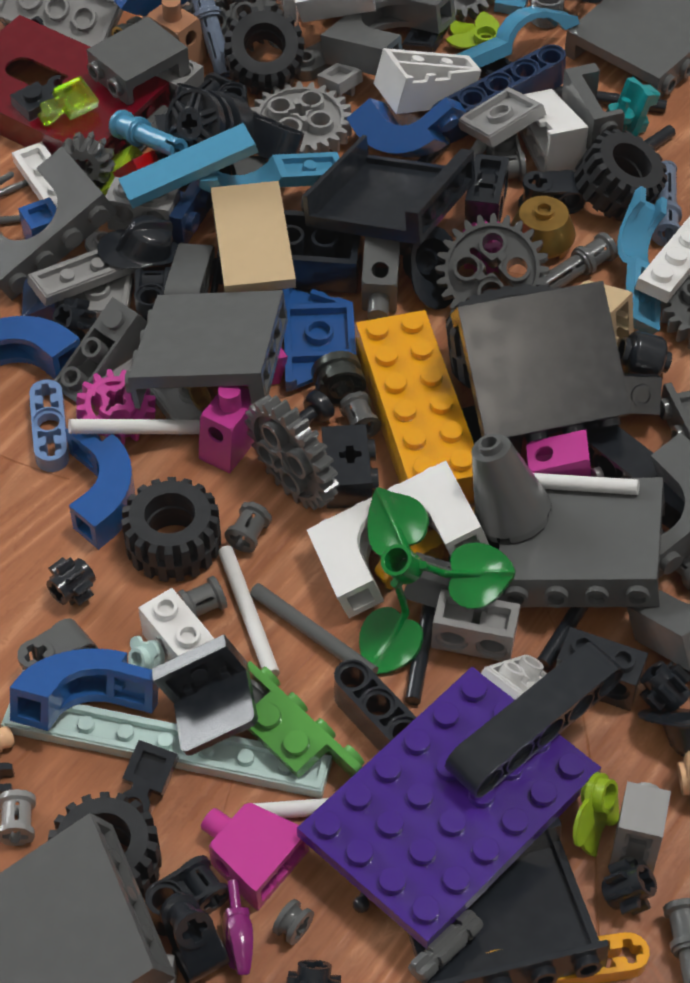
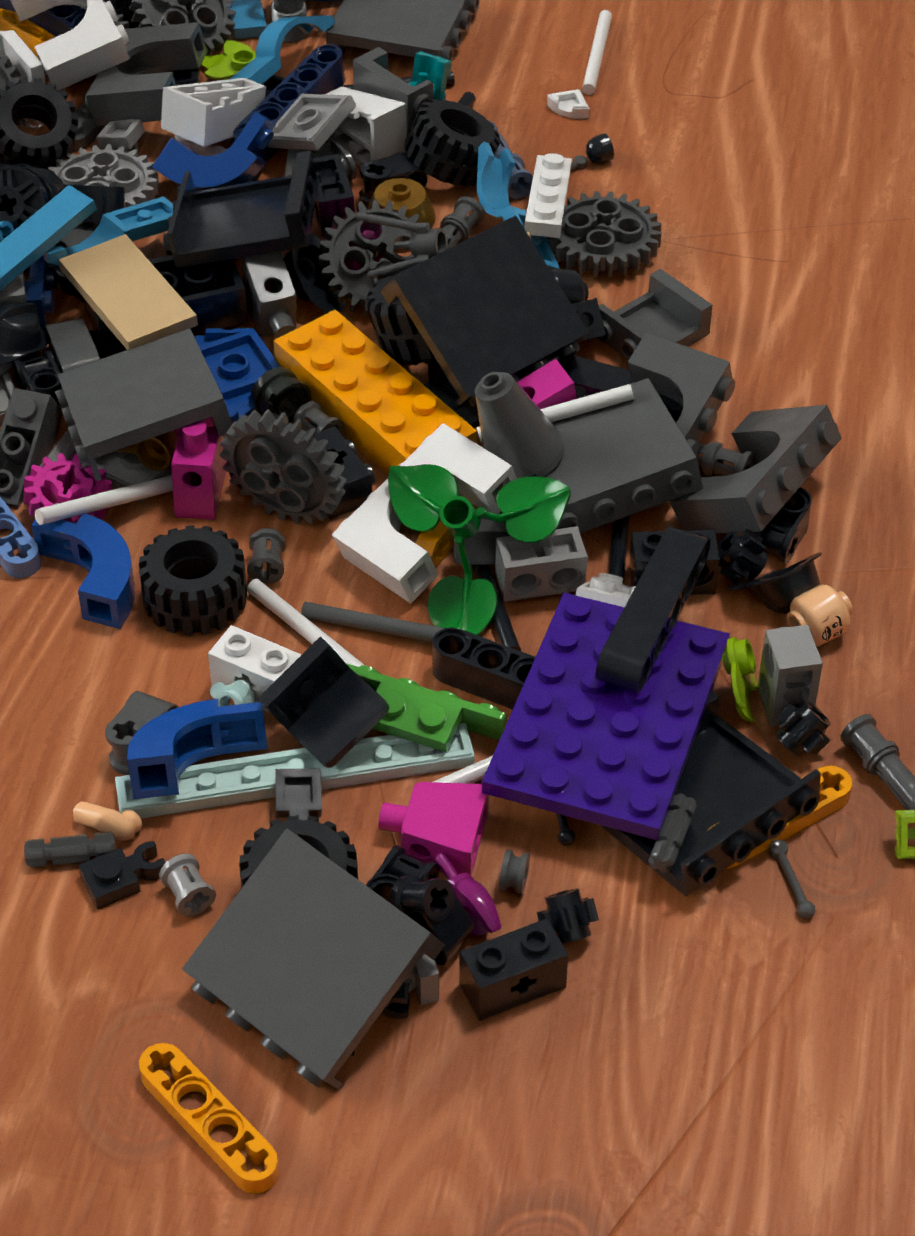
camera: 25 degrees left, 5 degrees down
(71, 581) = (116, 660): black gear -> none
(205, 597) = (260, 624): dark grey bush -> none
(523, 274) = (423, 243): none -> dark grey plant

